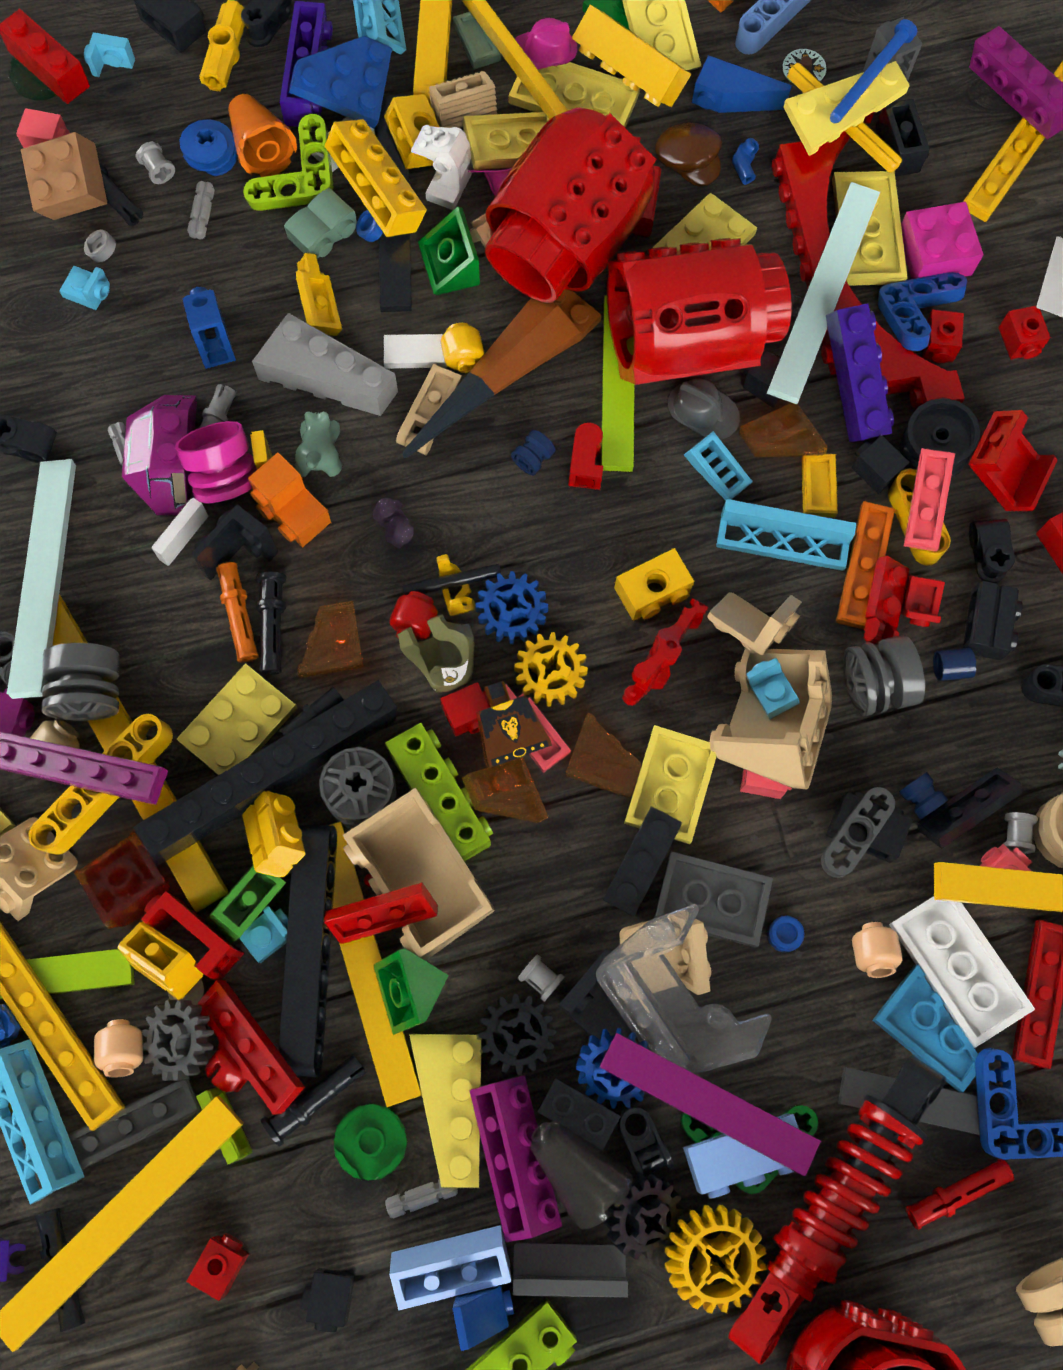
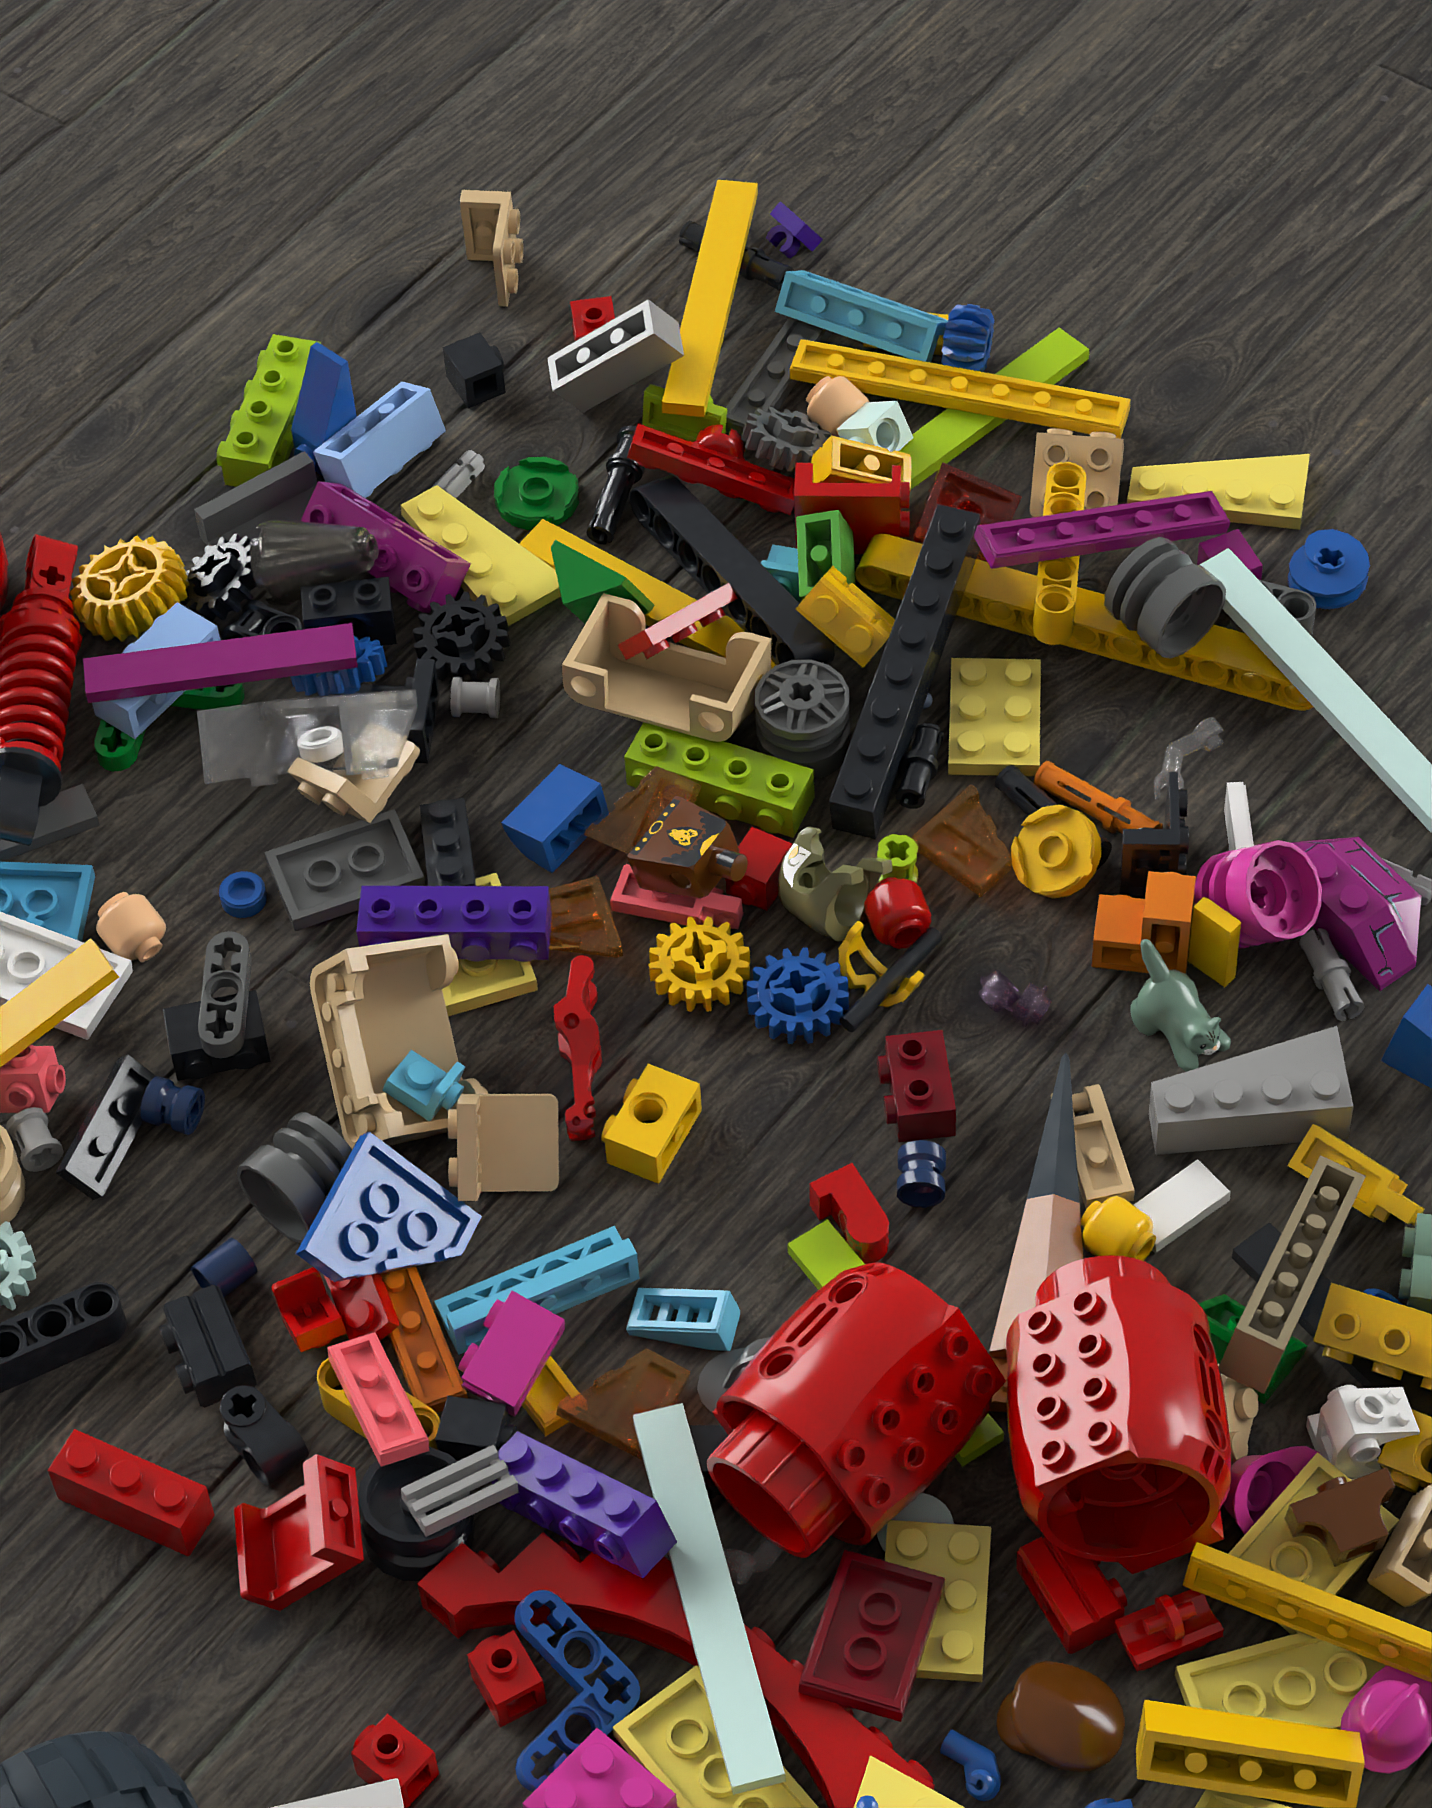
camera: 150 degrees right, 20 degrees down
(118, 998) = (878, 425): none -> light aqua brick
(135, 614) = (1204, 736): none -> clear arm
(235, 1201) = (615, 356): none -> light grey brick
(292, 589) = (1056, 851): none -> yellow tile
(393, 657) = (903, 854): none -> lime bush
(409, 235) = (1291, 1275): none -> dark tan brick
(491, 119) = (1344, 1515): none -> reddish brown brick
(491, 503) = (919, 1086): none -> dark red brick
(558, 841) = (555, 817): none -> blue brick
(676, 993) = (320, 744): none -> white tile
(683, 786) = (478, 919): none -> dark purple brick
(760, 218) = (872, 1635): none -> dark red tile
(835, 483) = (512, 1351): none -> dark pink brick
(859, 609) = (385, 1217): none -> plate
(946, 408) = (456, 1483): none -> light grey tile

